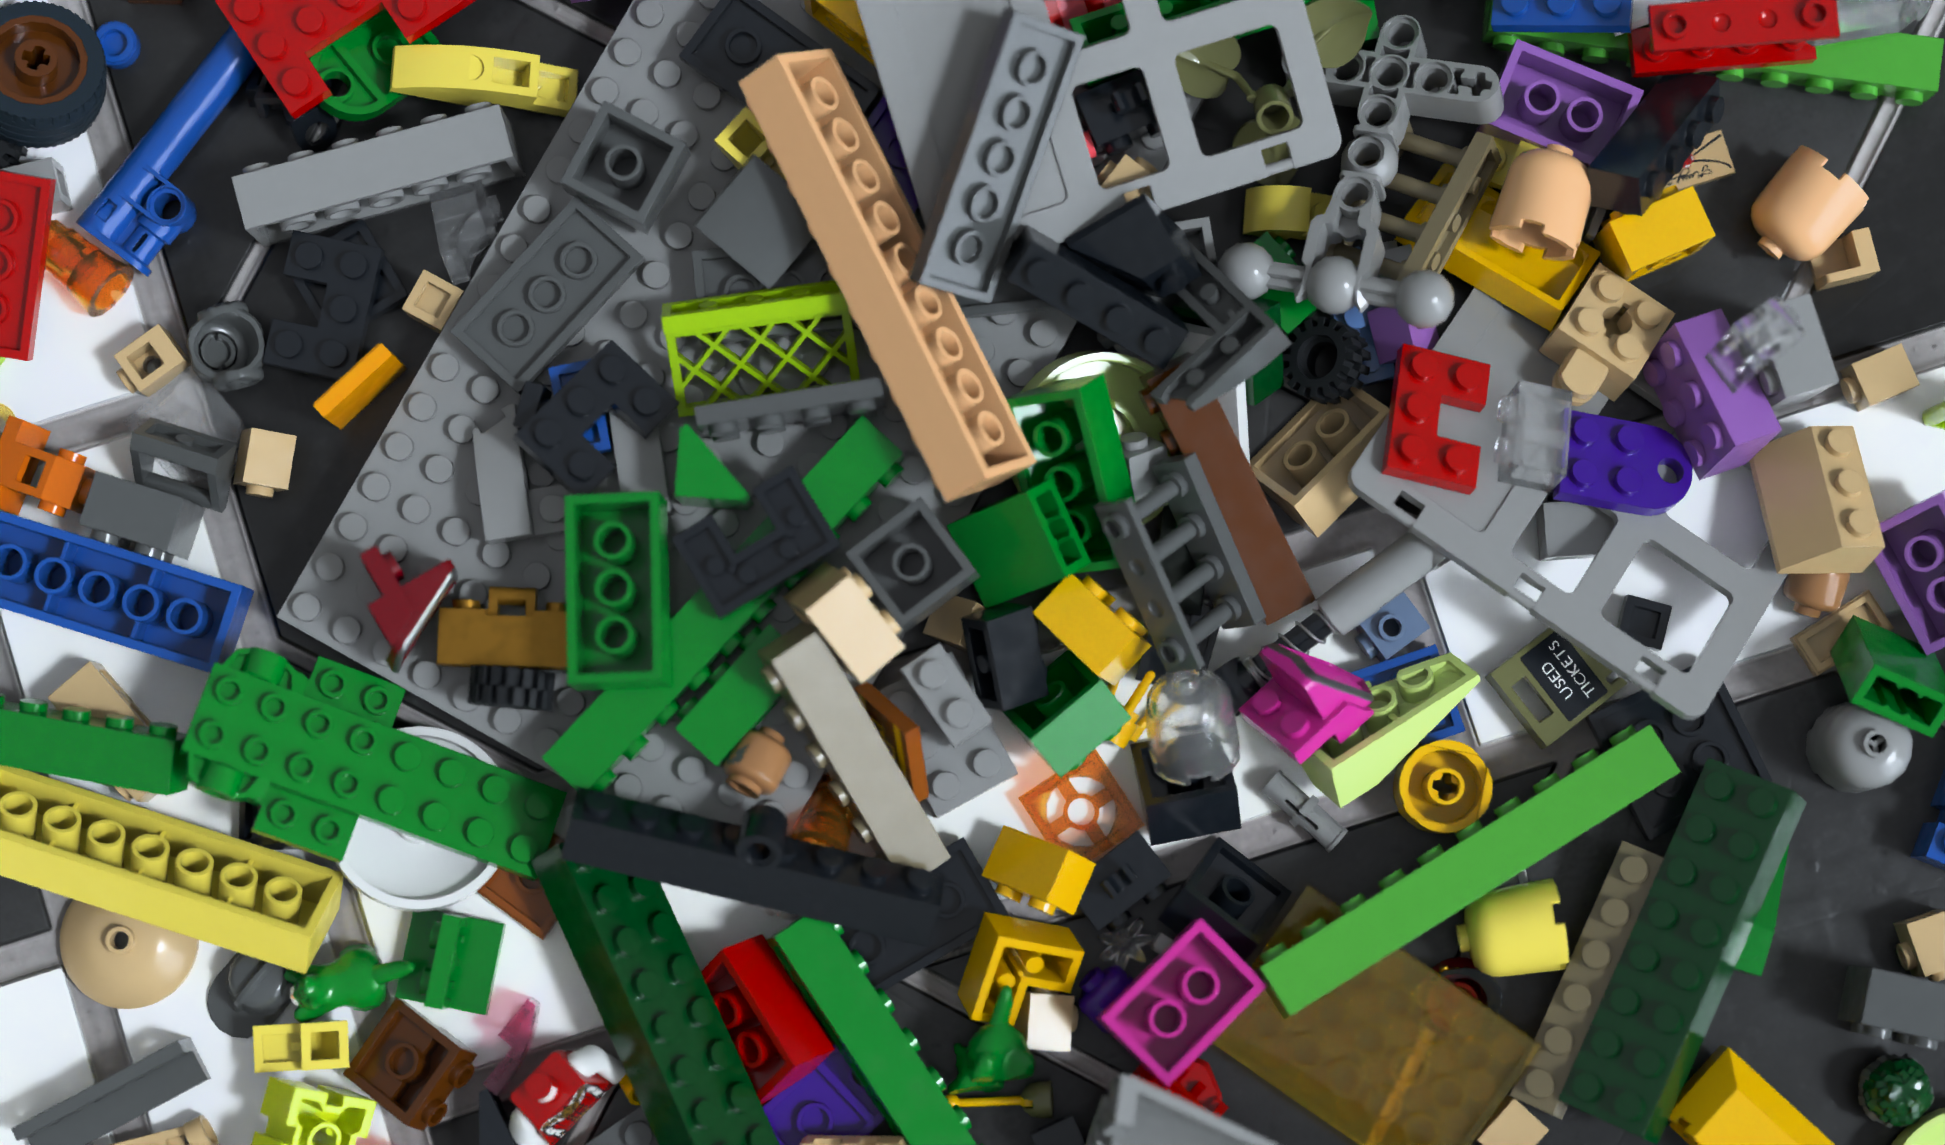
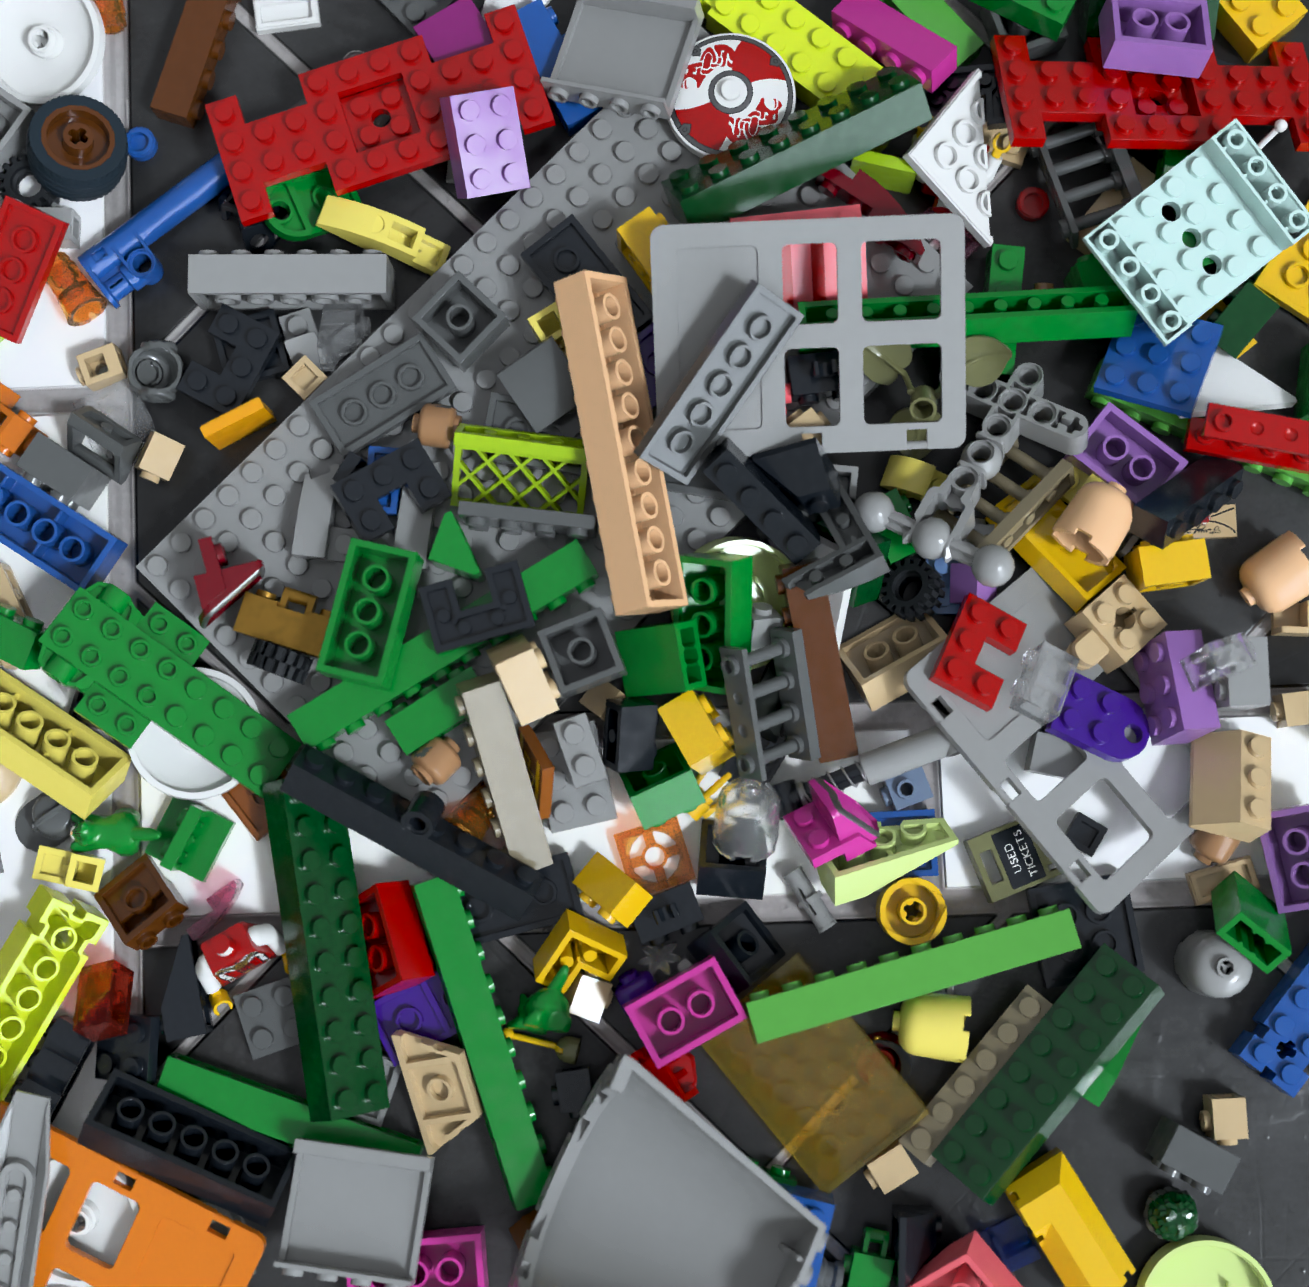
camera: 20 degrees right, 0 degrees up
(410, 246) = (301, 335): none -> light grey slope
(631, 315) = (436, 425): none -> medium nougat head

